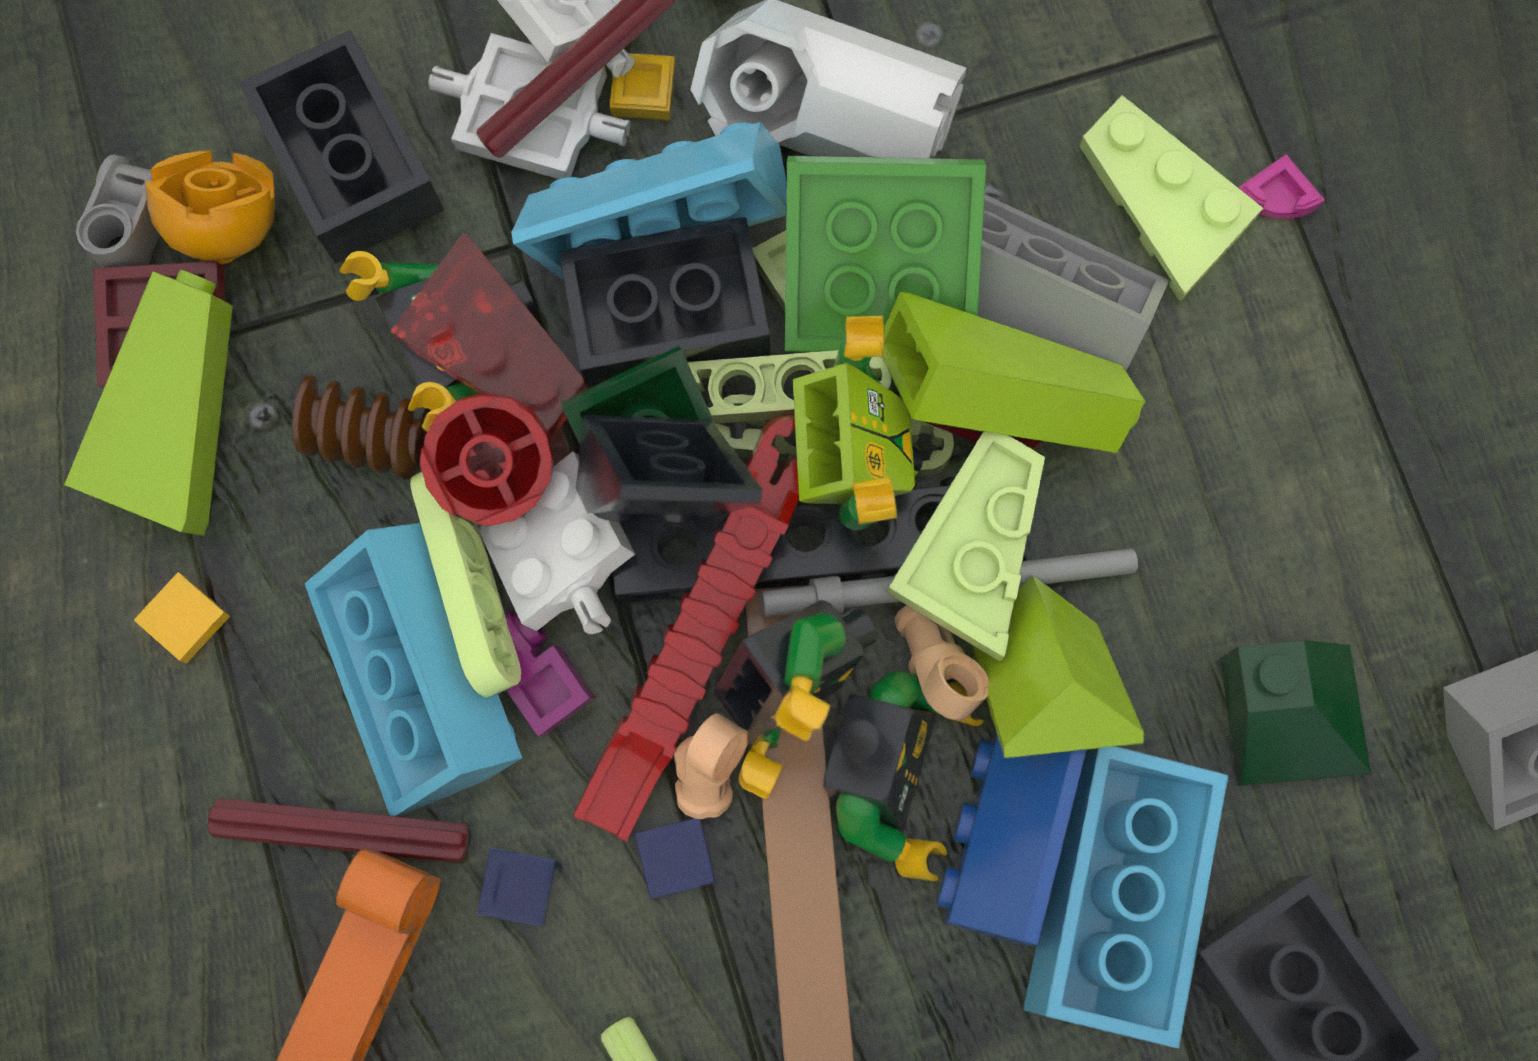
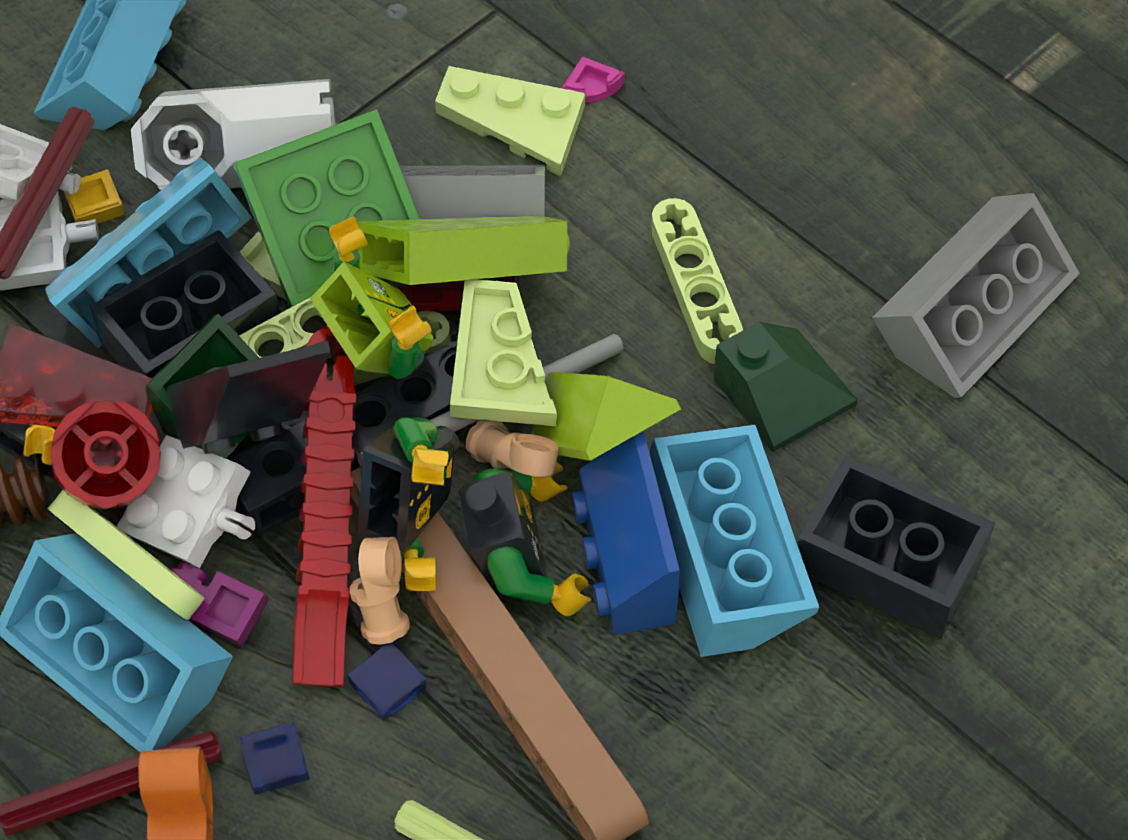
camera: 30 degrees left, 20 degrees down
(1275, 525) = (694, 280): none -> yellowish green beam

